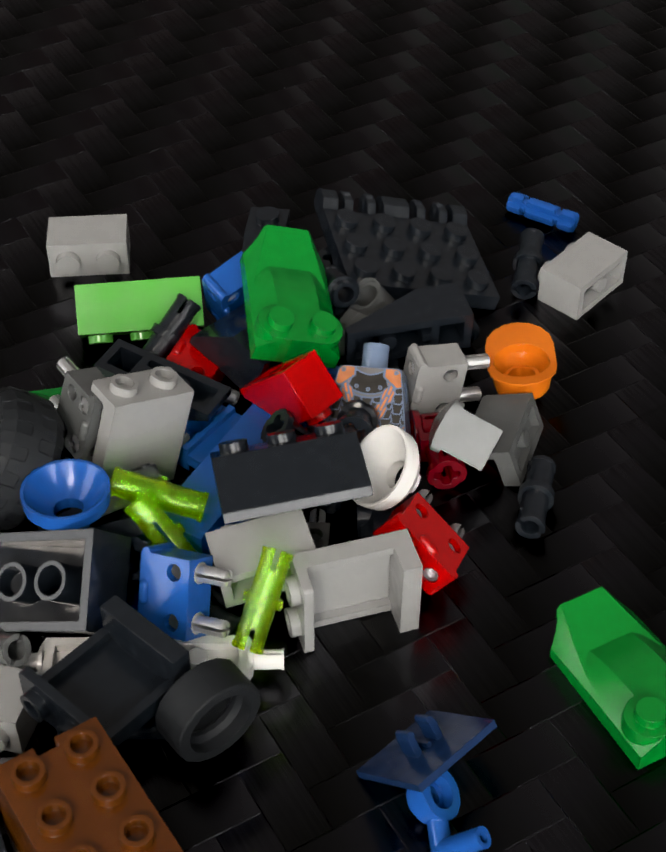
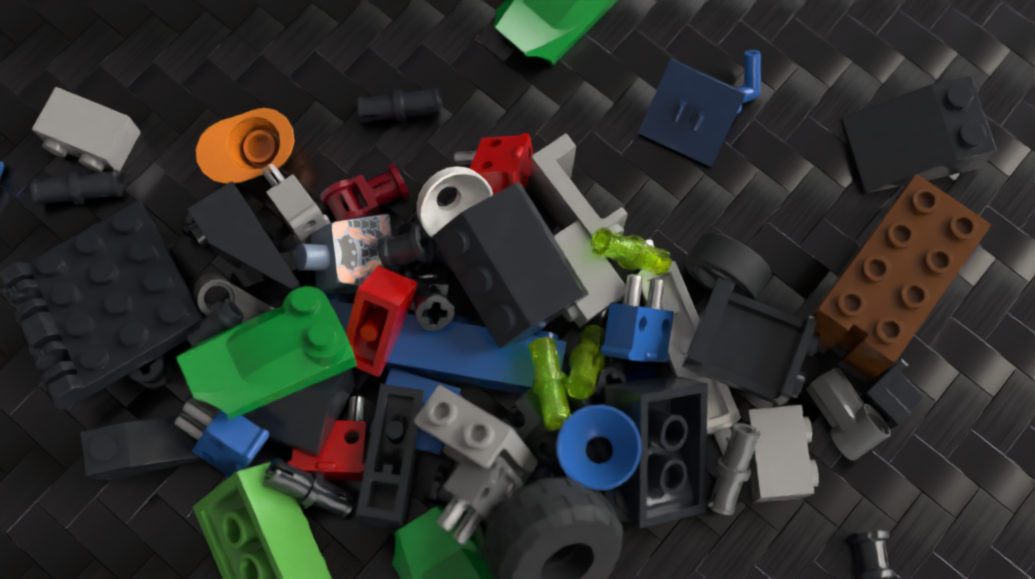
camera: 110 degrees left, 30 degrees up
(463, 435) = (377, 164): tile -> none
(521, 429) = (338, 148): dark grey panel -> none

